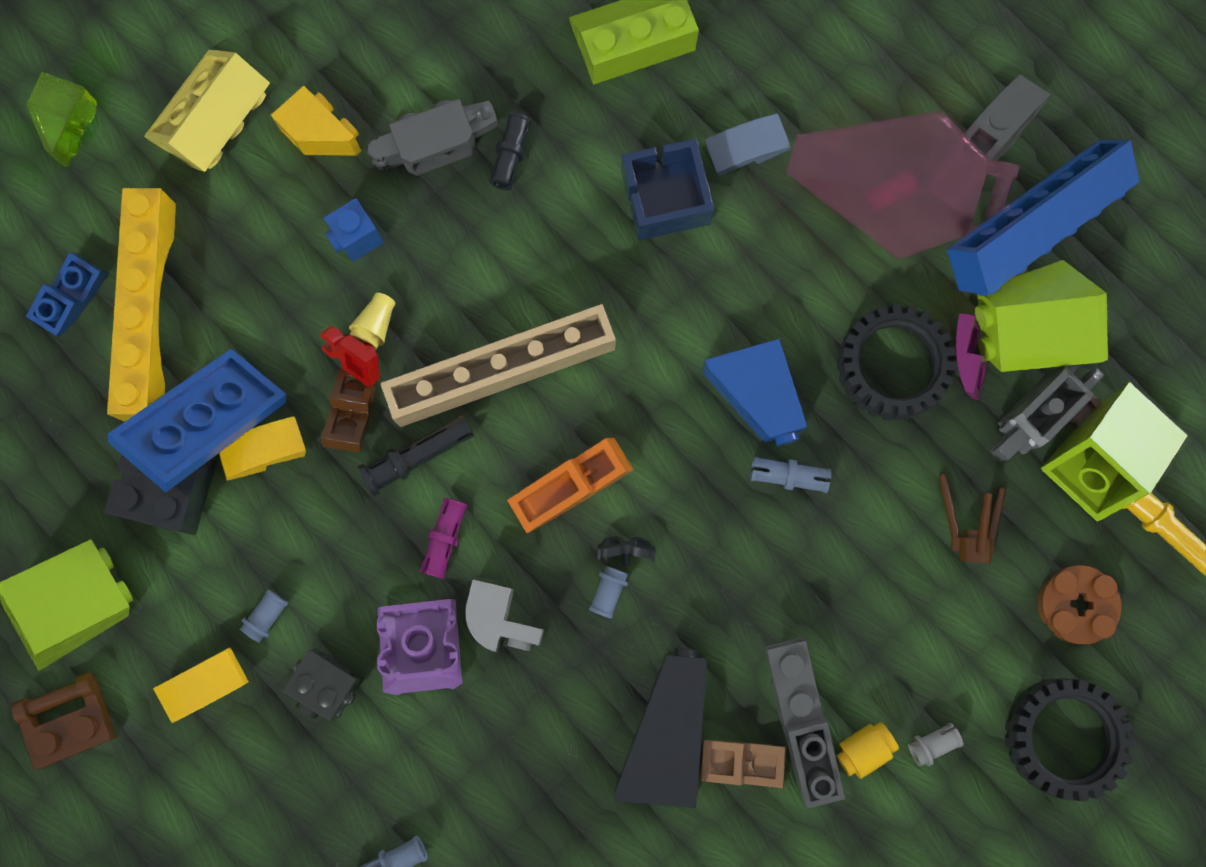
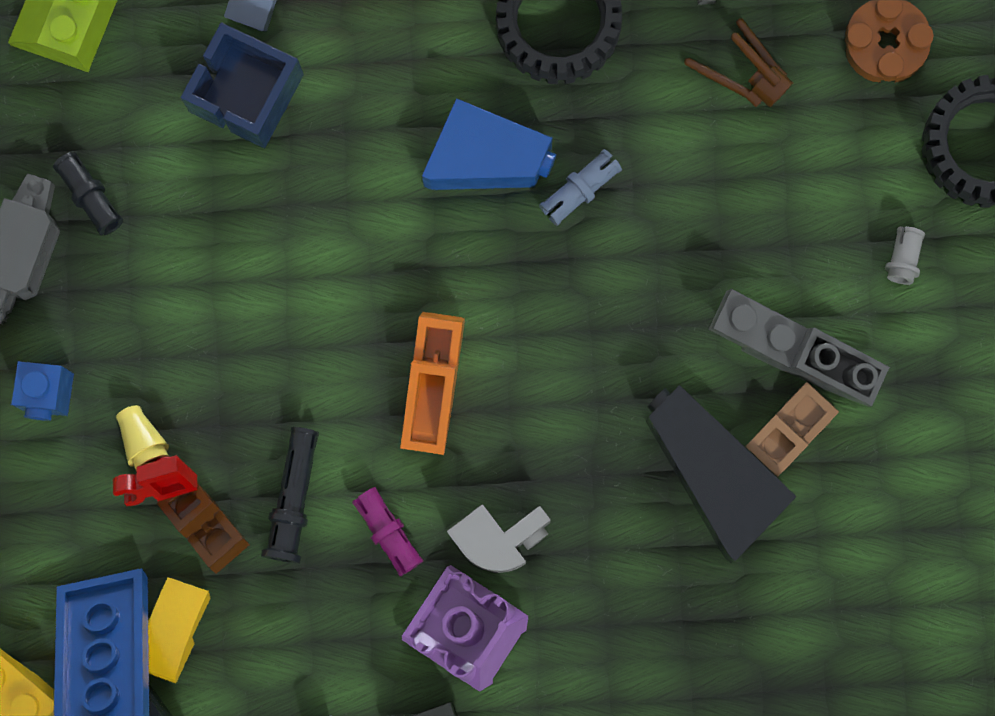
camera: 45 degrees left, 0 degrees up
(499, 366) = (277, 357): tan brick -> none
(608, 591) = (553, 424): sand blue pin -> none
(617, 546) = (520, 385): black piece -> none
(866, 750) = (864, 315): yellow brick -> none

